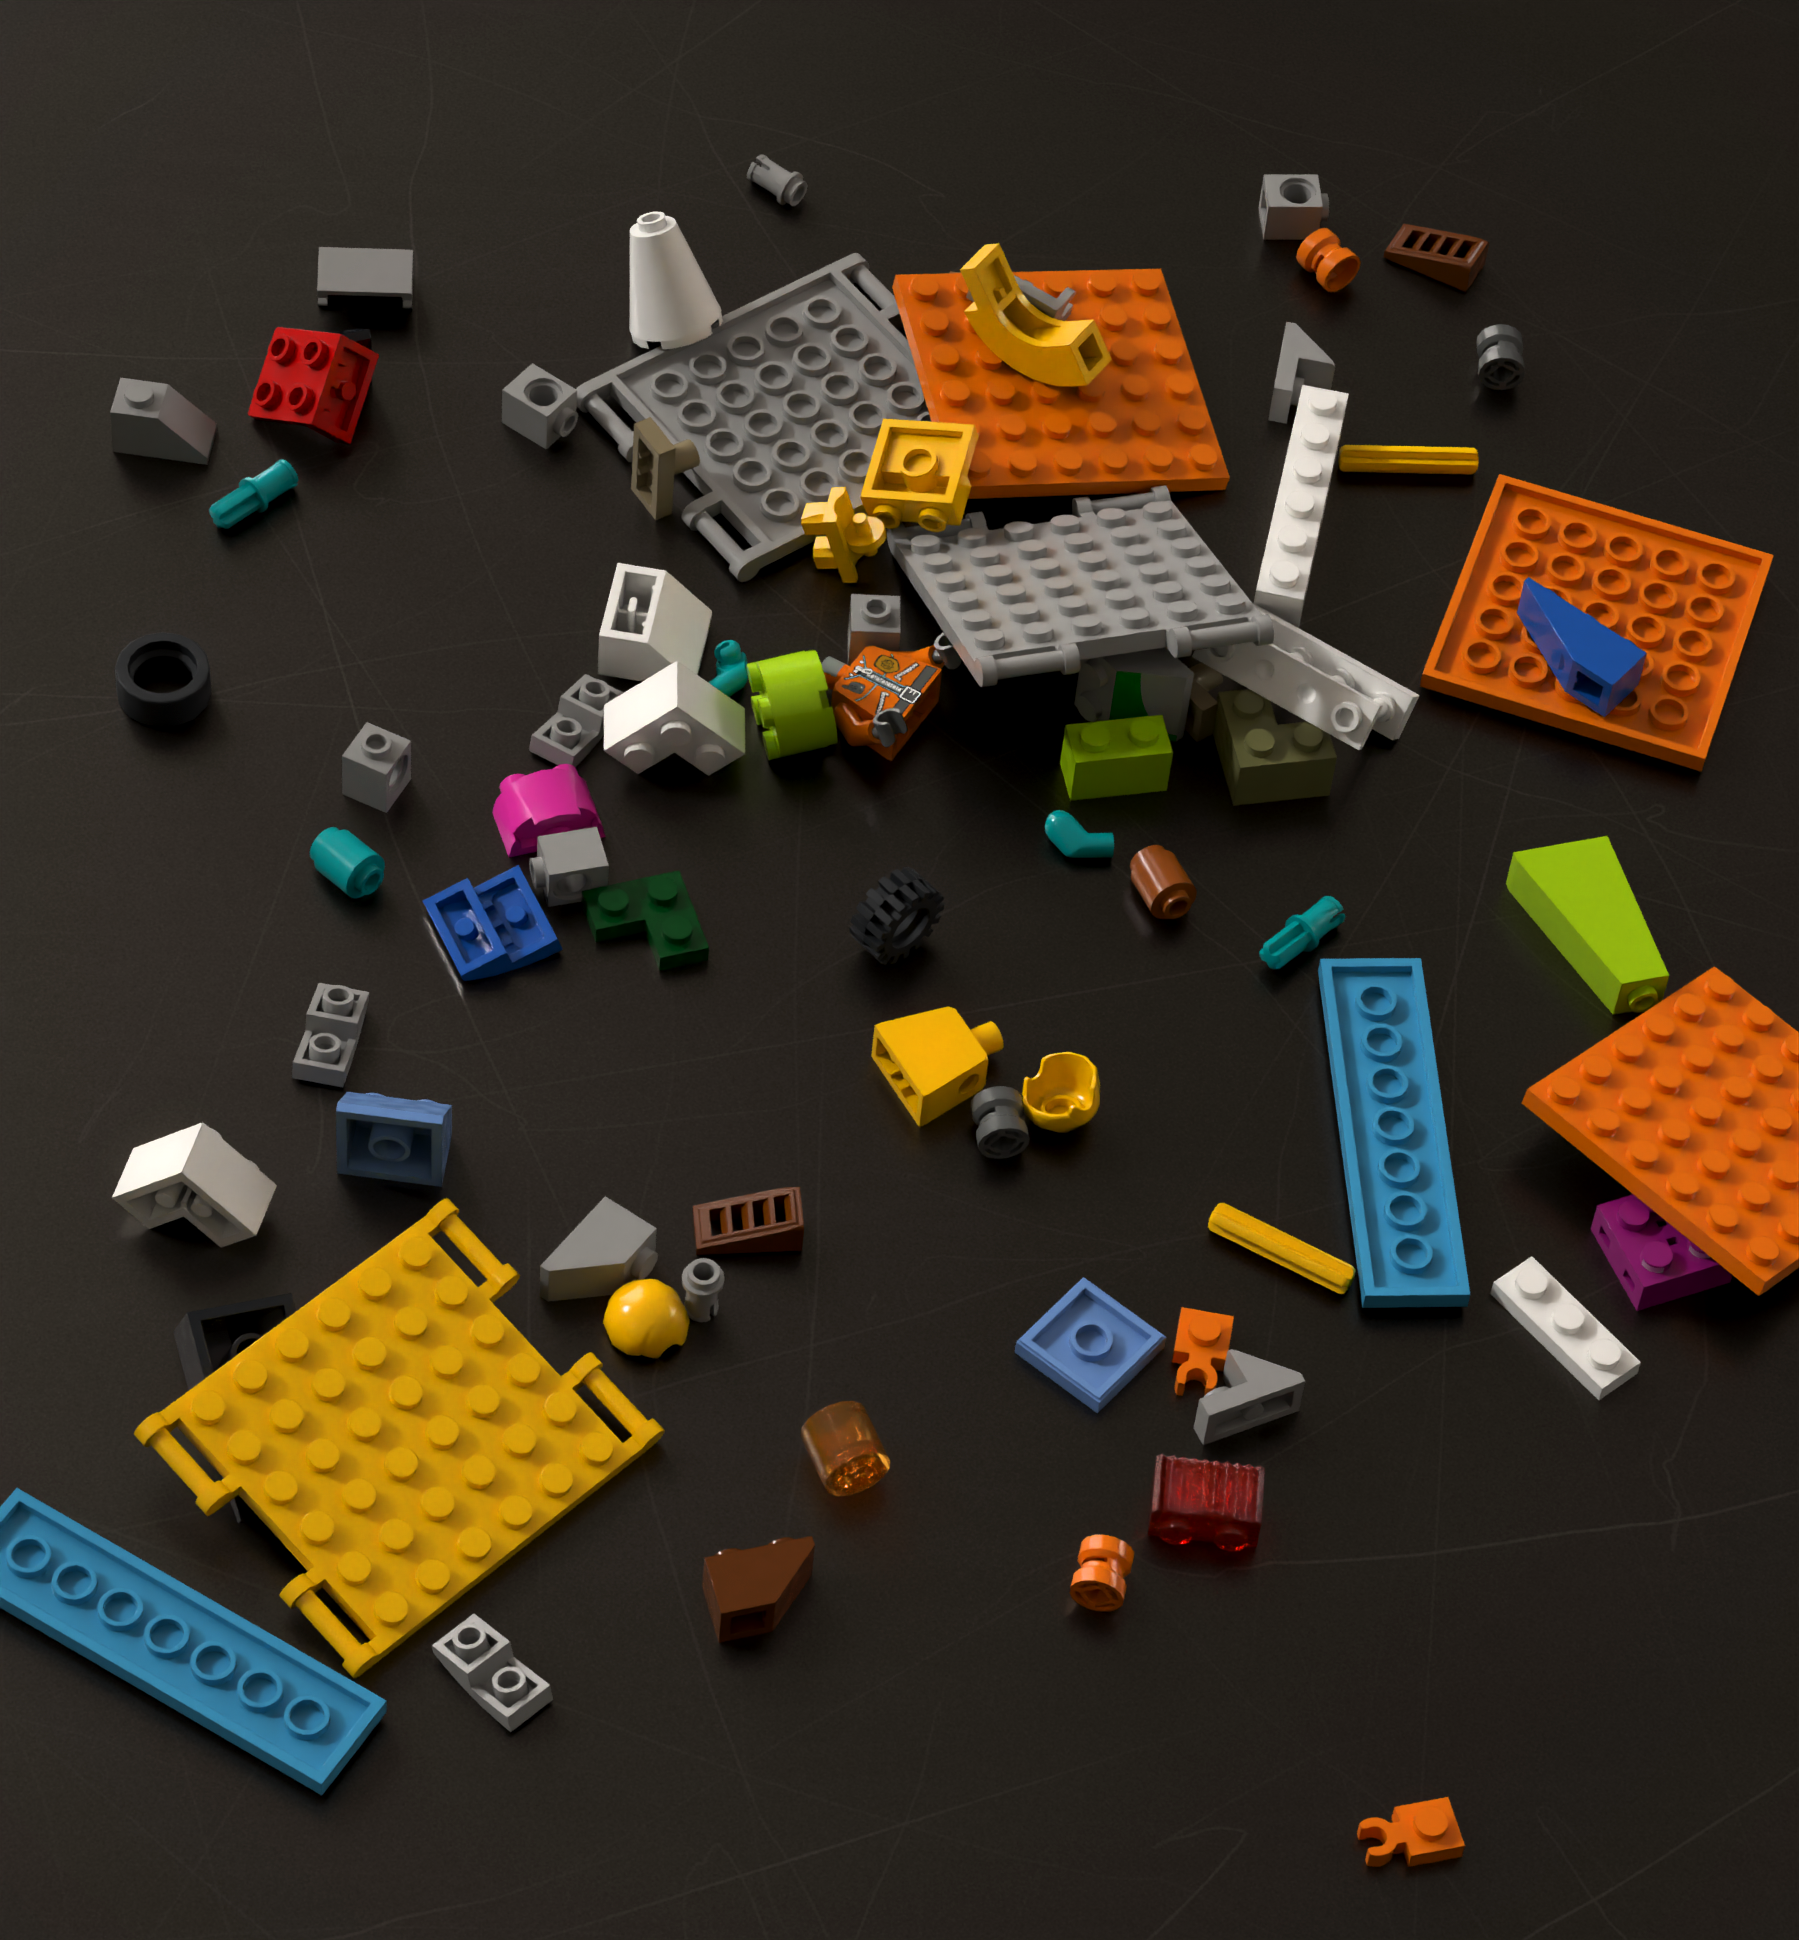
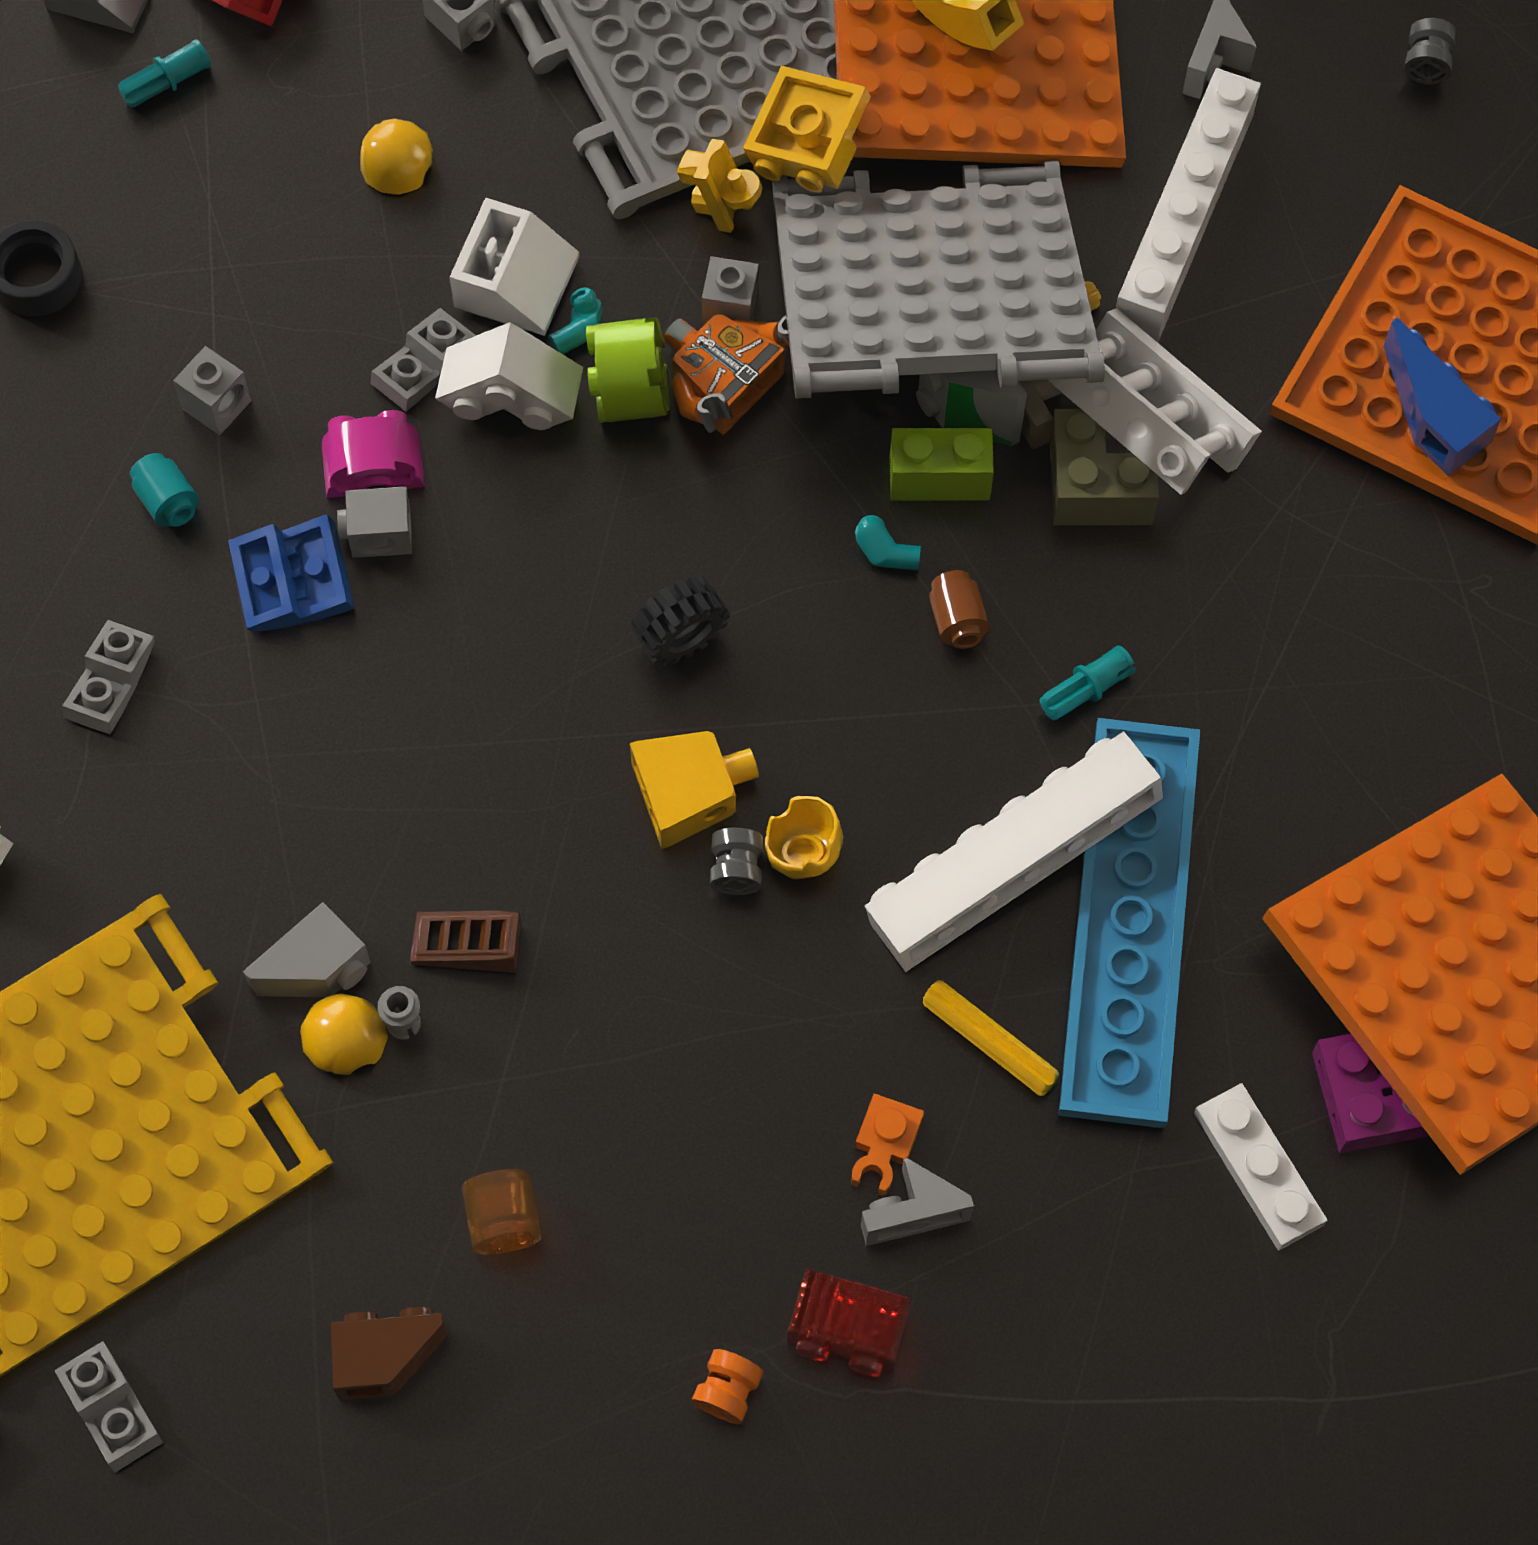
camera: 15 degrees right, 15 degrees up
(393, 1138) = (137, 801): medium blue slope -> none
(506, 546) = (395, 156): none -> yellow hair
(652, 906) = (449, 571): dark green plate -> none
(656, 464) = (554, 88): dark tan tile -> none
(1090, 1345) = (776, 1120): medium blue tile -> none
(1268, 1077) = (1014, 850): none -> white brick
(1408, 459) = (1312, 156): yellow axle -> none
(1592, 919) = (1388, 706): lime slope -> none

